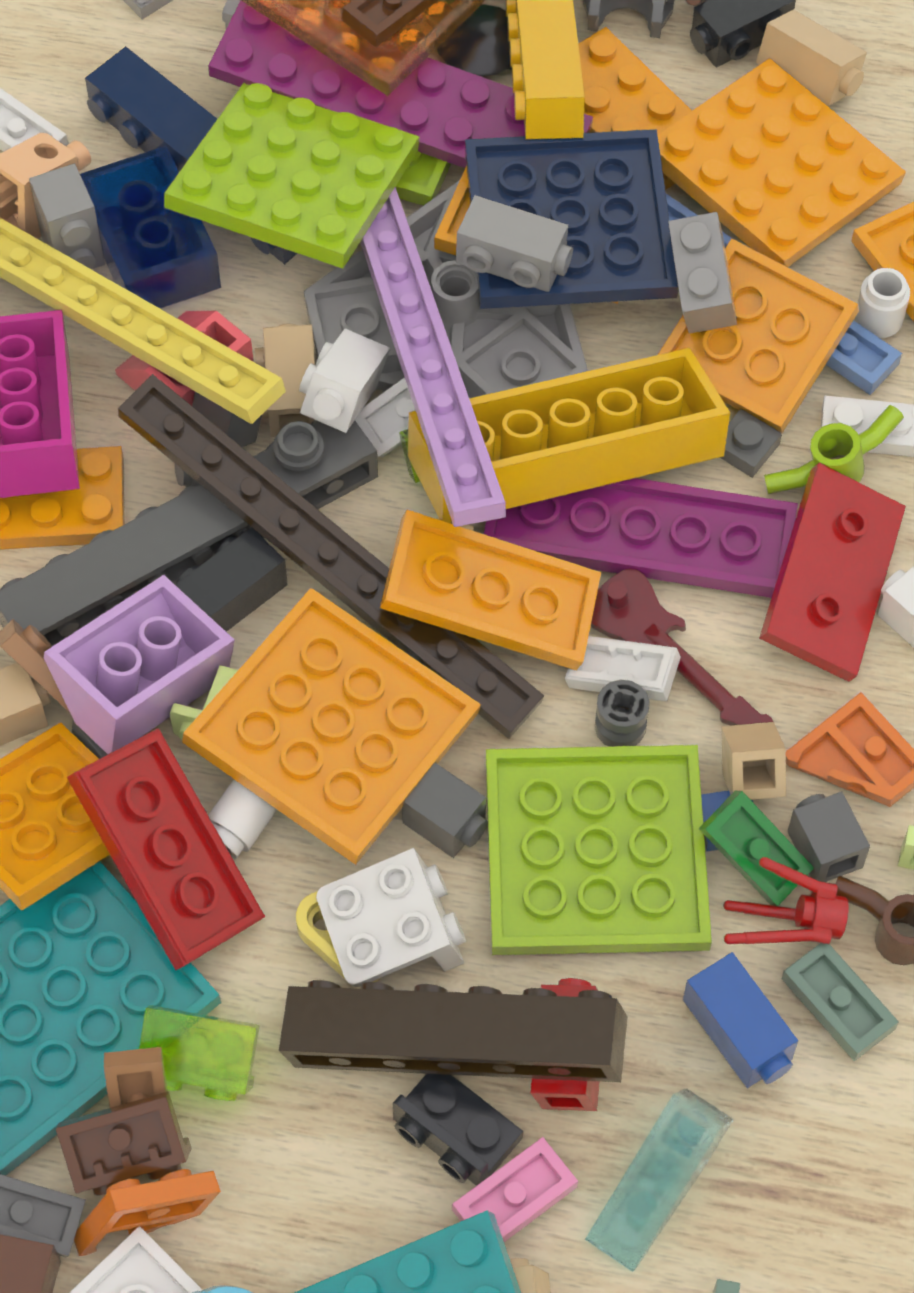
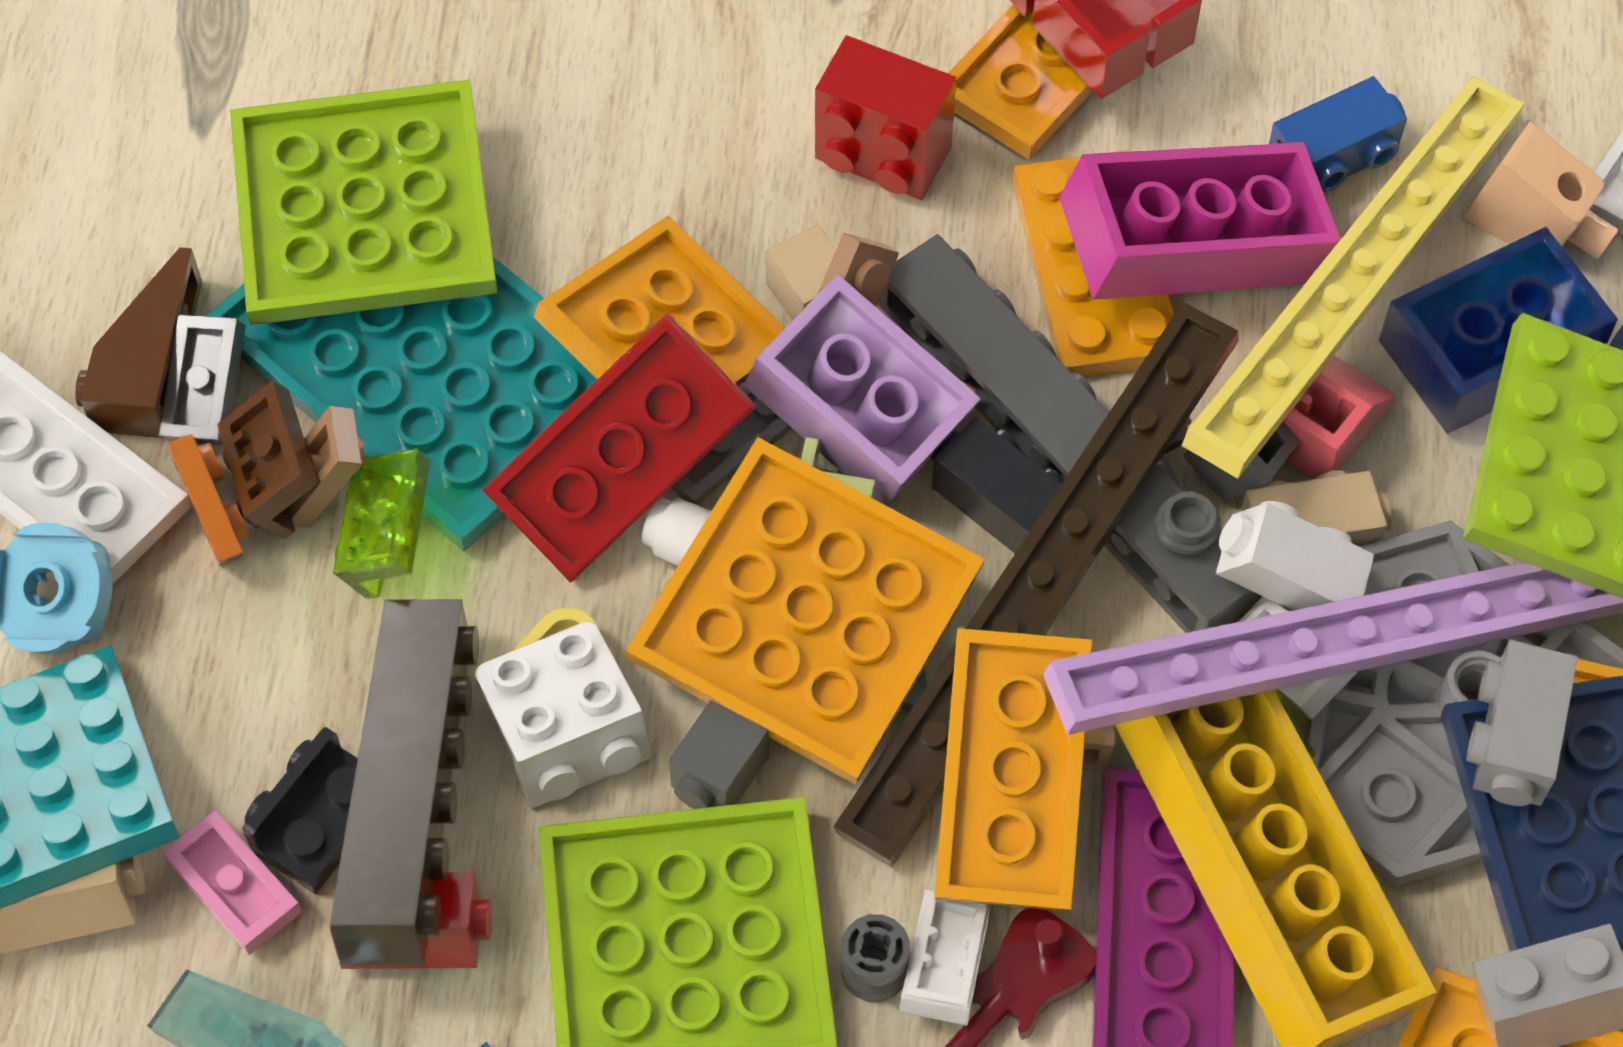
camera: 85 degrees right, 0 degrees up
(67, 215) = (1482, 220): light grey brick -> none

